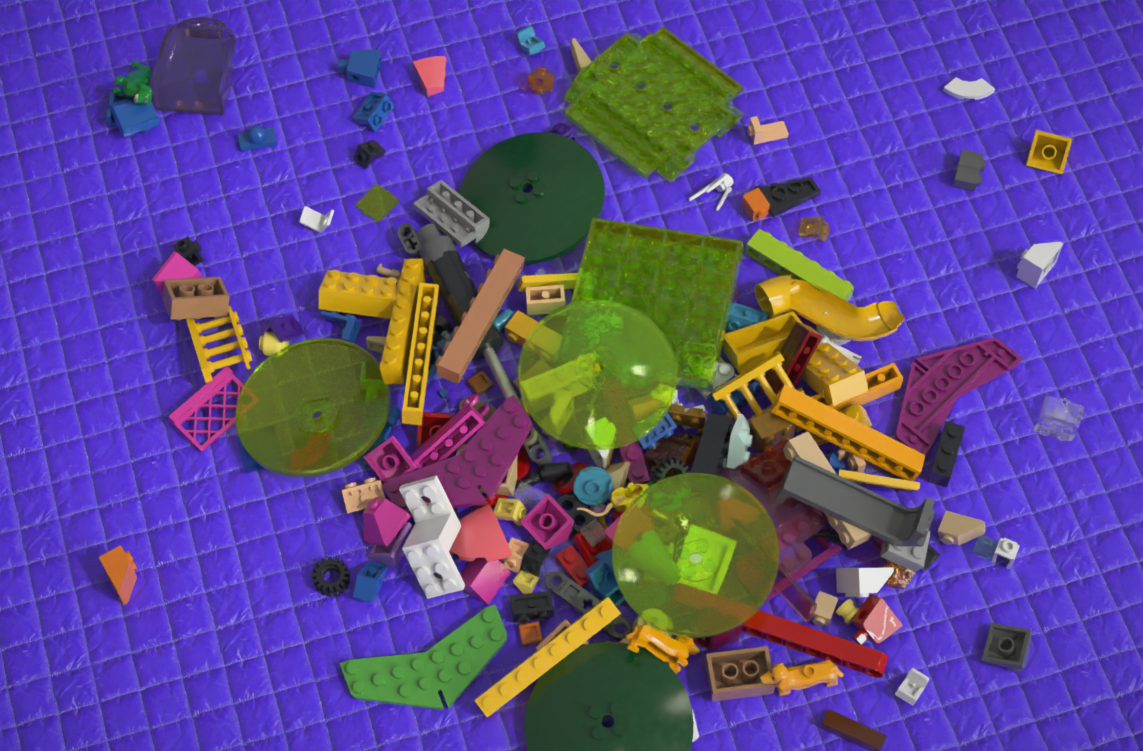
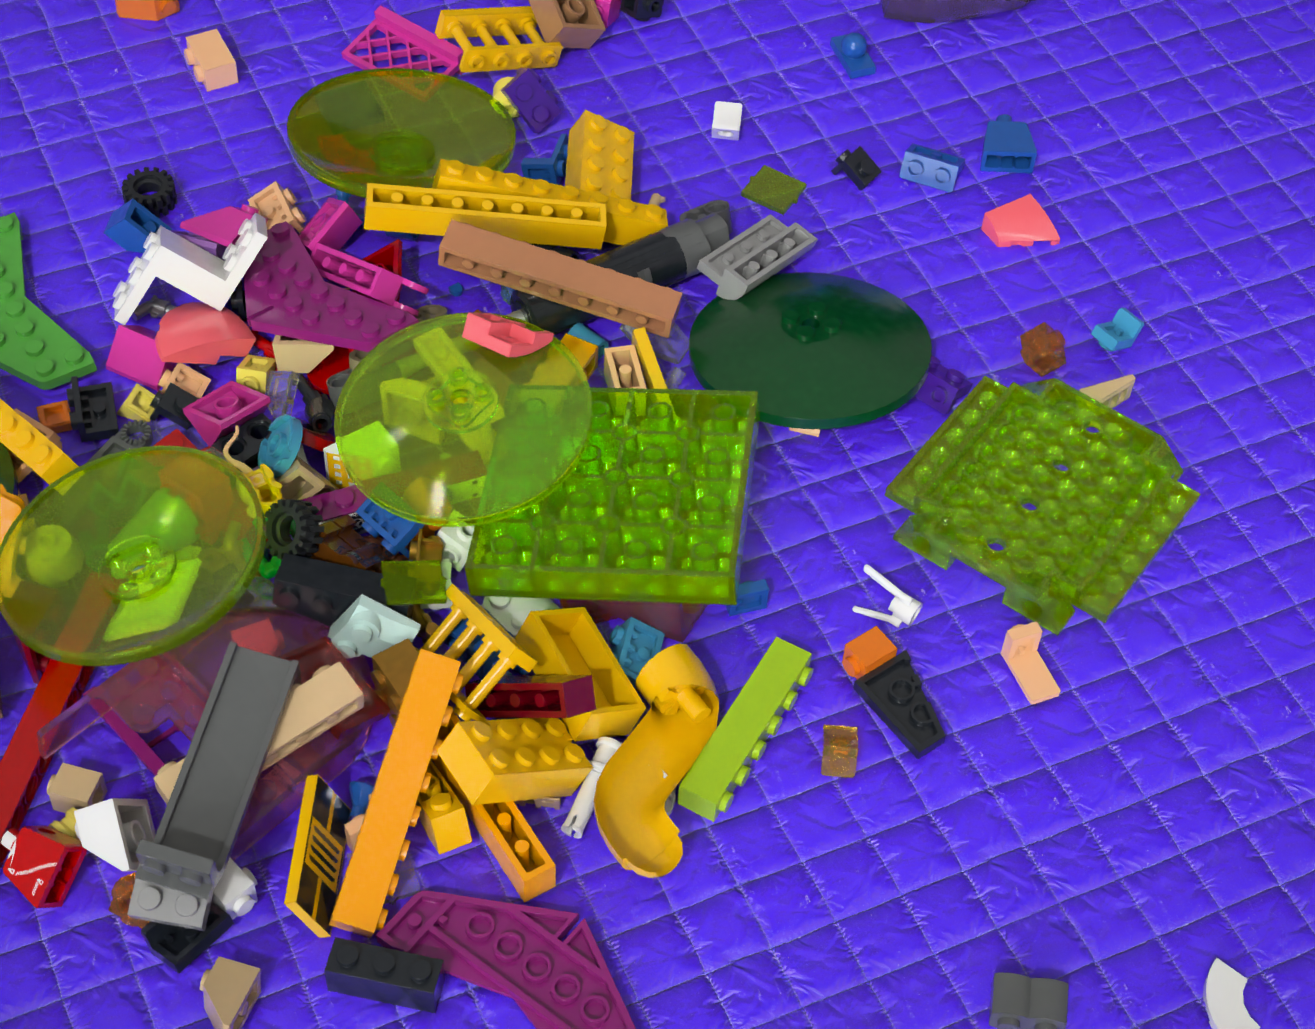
camera: 80 degrees right, 10 degrees down
(198, 534) = (211, 60): none -> light nougat brick
(553, 337) = (504, 335): none -> coral slope
(711, 413) = (413, 582): none -> clear neon green piece

